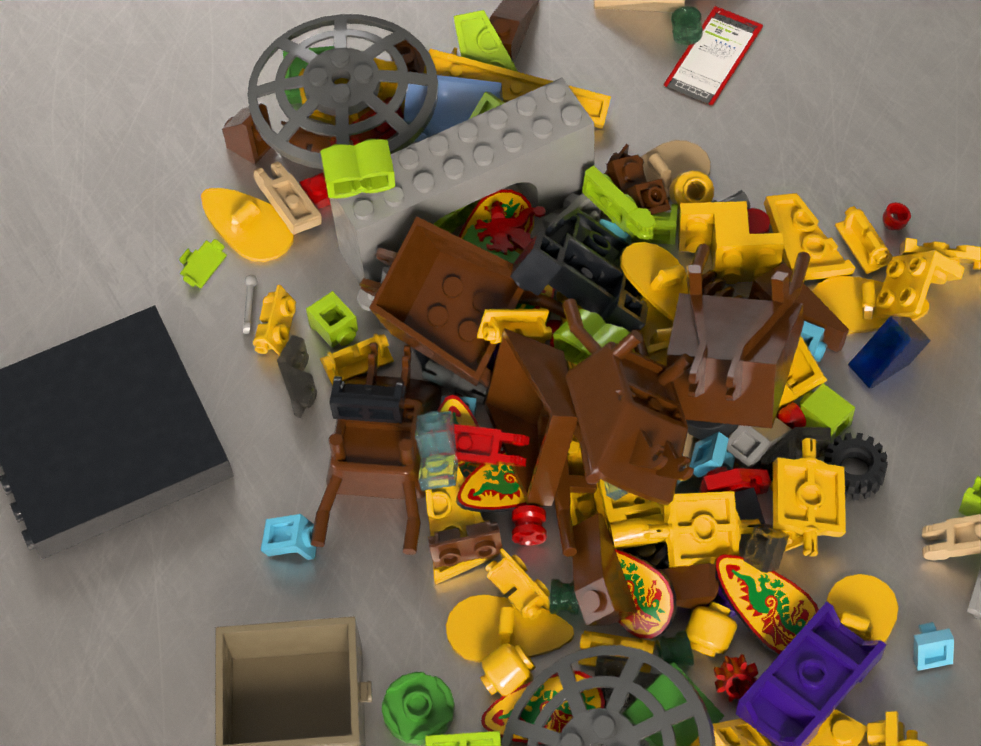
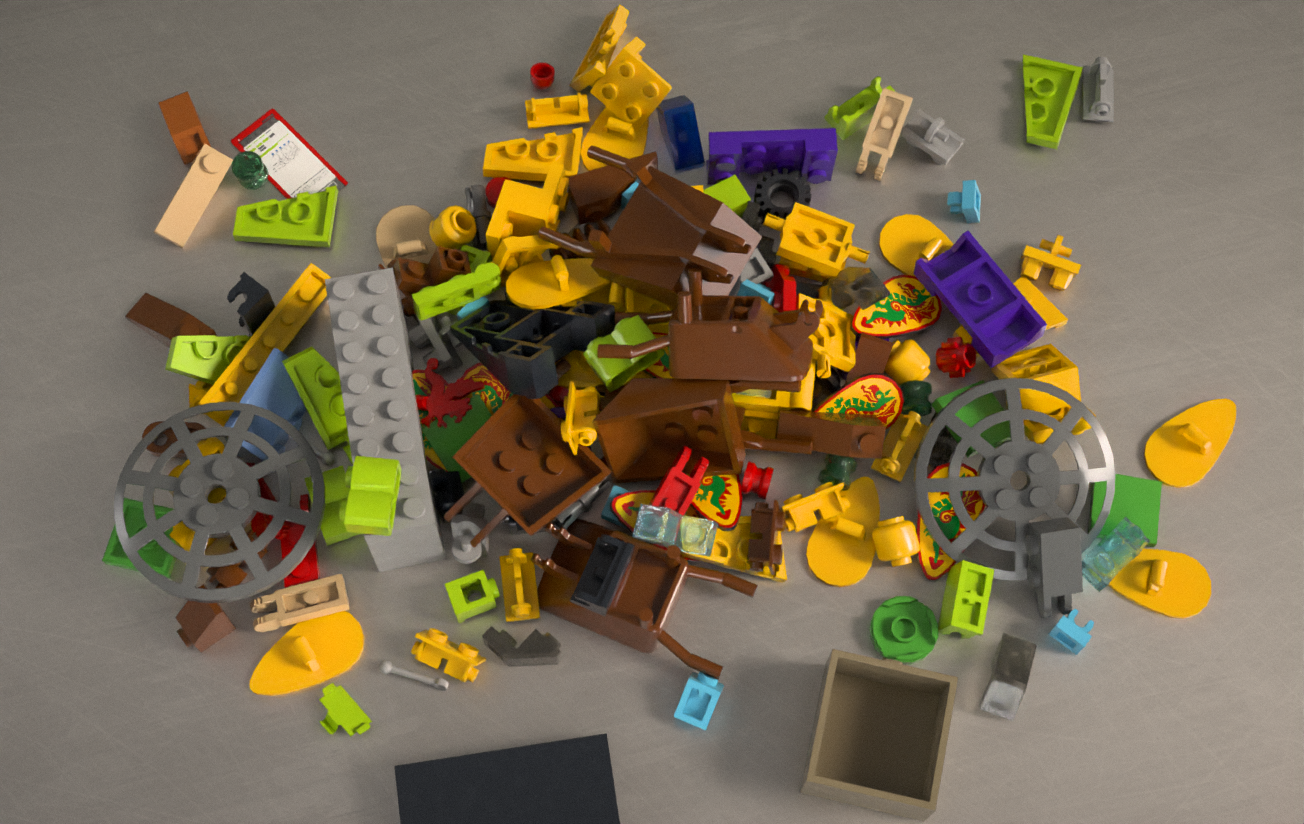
camera: 80 degrees left, 10 degrees up
(548, 61) = (257, 303): none -> black hinge
(650, 73) = (292, 221): none -> lime wing
(680, 242) = (517, 252): none -> yellow wing
(880, 404) = (759, 151): none -> dark purple piece

